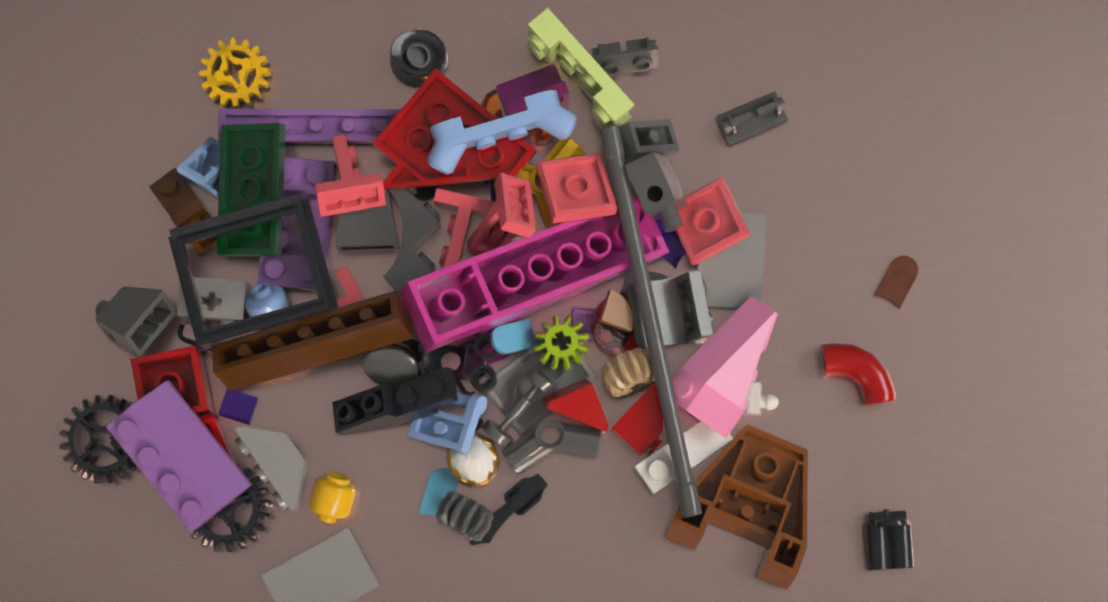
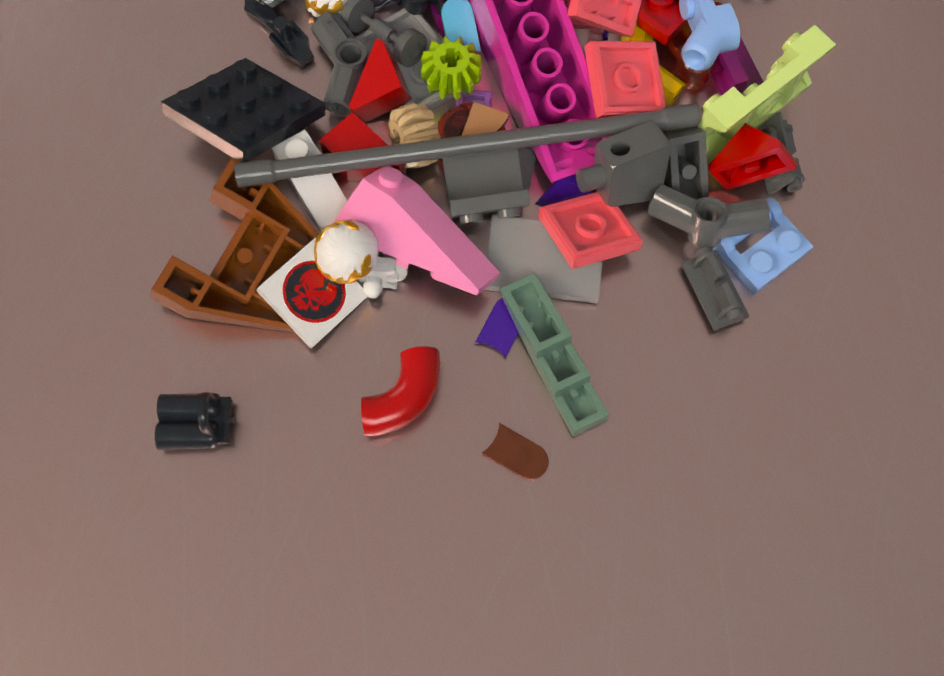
camera: 90 degrees right, 10 degrees down
(613, 523) = (243, 109): none -> black plate
(639, 82) = (750, 158): none -> red slope
(698, 102) = (709, 217): none -> dark grey piece
(718, 71) = (768, 256): none -> light blue plate
(751, 421) = (346, 251): none -> white hair
(777, 451) = (309, 299): none -> tile
(789, 293) = (499, 329): none -> dark purple piece
(817, 251) = (554, 354): none -> sand green slope

